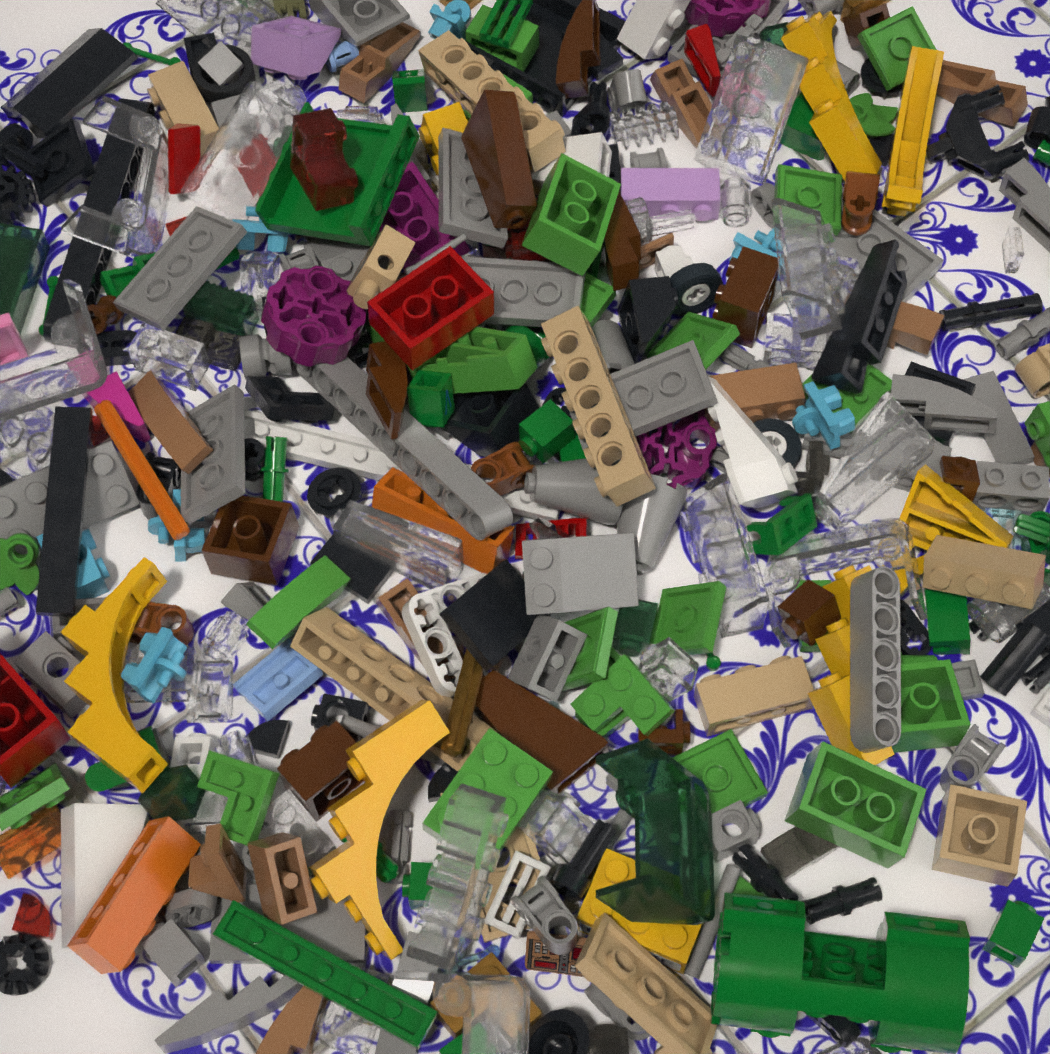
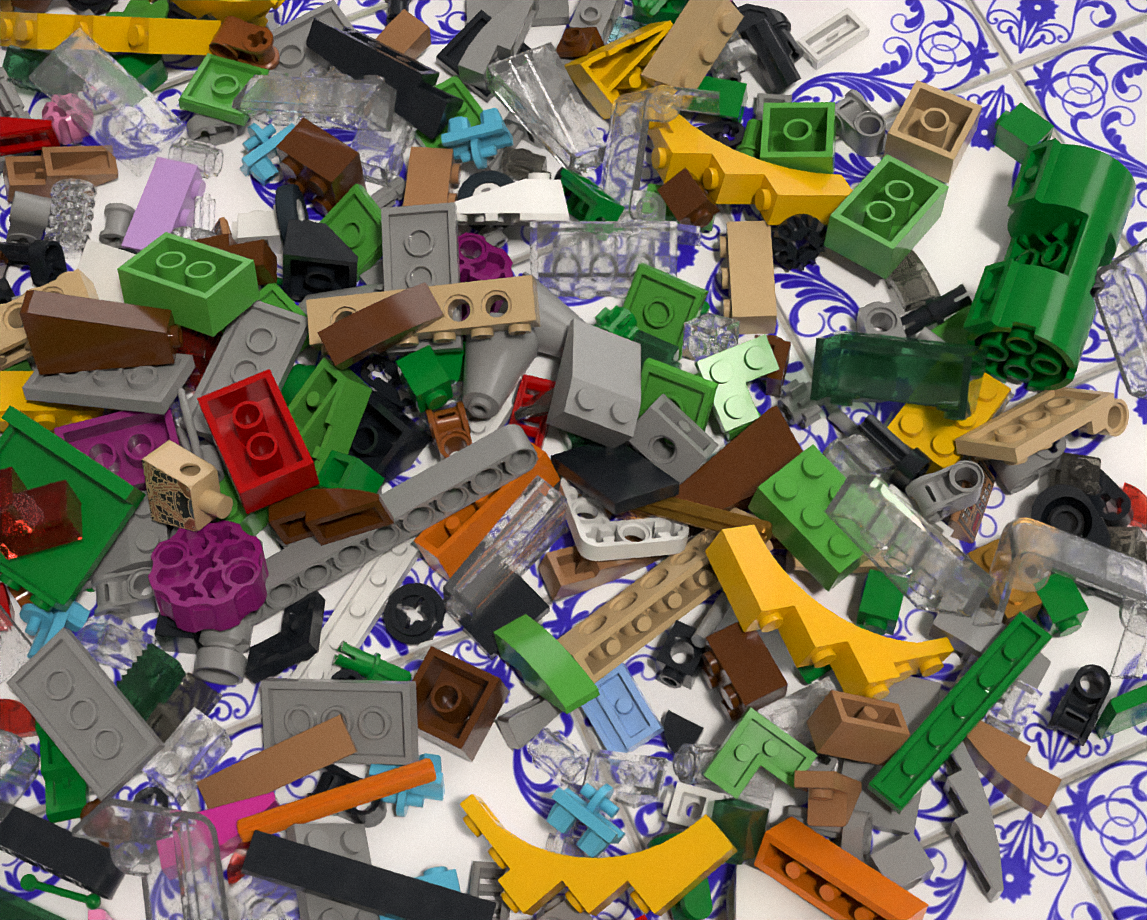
camera: 75 degrees left, 0 degrees up
(162, 615) = (525, 826): dark orange piece -> none
(561, 365) = (380, 325): none -> reddish brown slope
(655, 582) = (617, 321): none -> green gear
(724, 771) = (811, 319): bright green tile -> none
(809, 719) = (797, 228): none -> black gear
(842, 900) = (964, 256): black pin -> none
(875, 660) = (760, 150): light grey beam -> none

